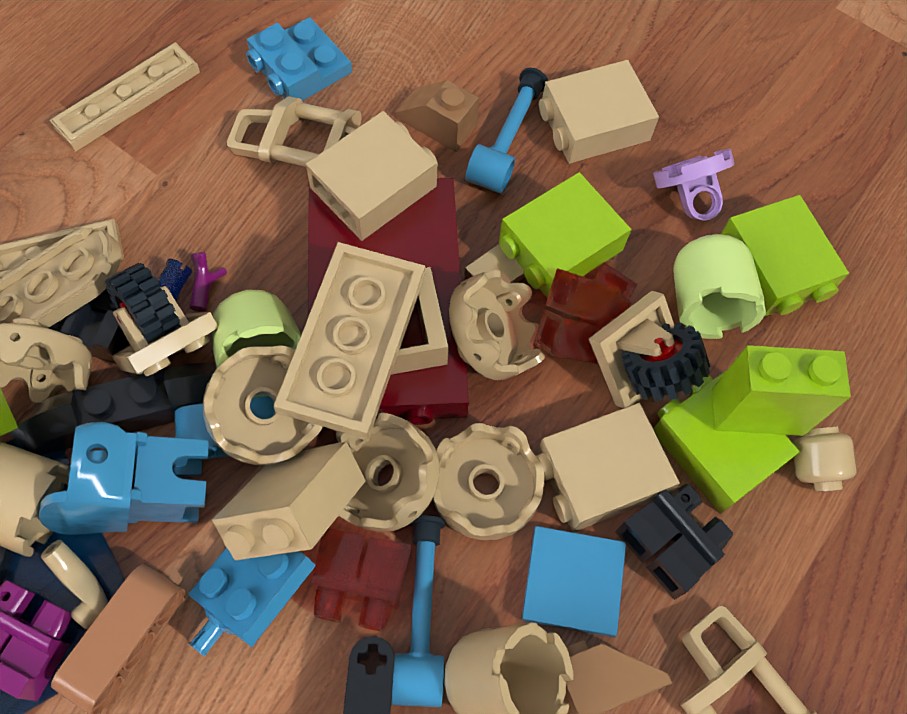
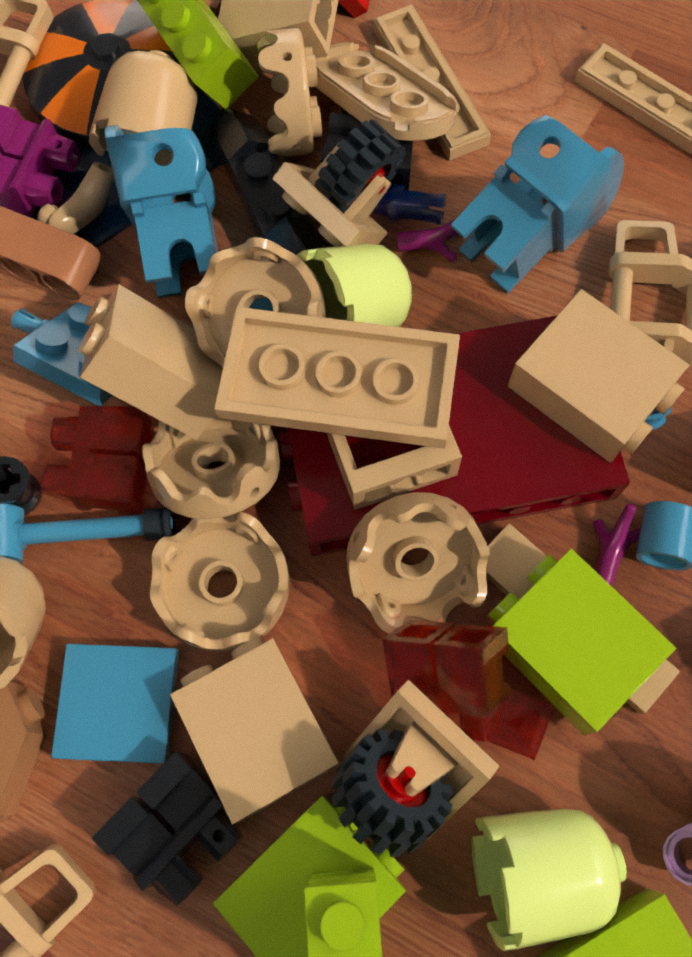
camera: 90 degrees right, 5 degrees up
(222, 196) = (512, 216): none -> dark azure piece
(489, 205) = (615, 543): none -> magenta bar

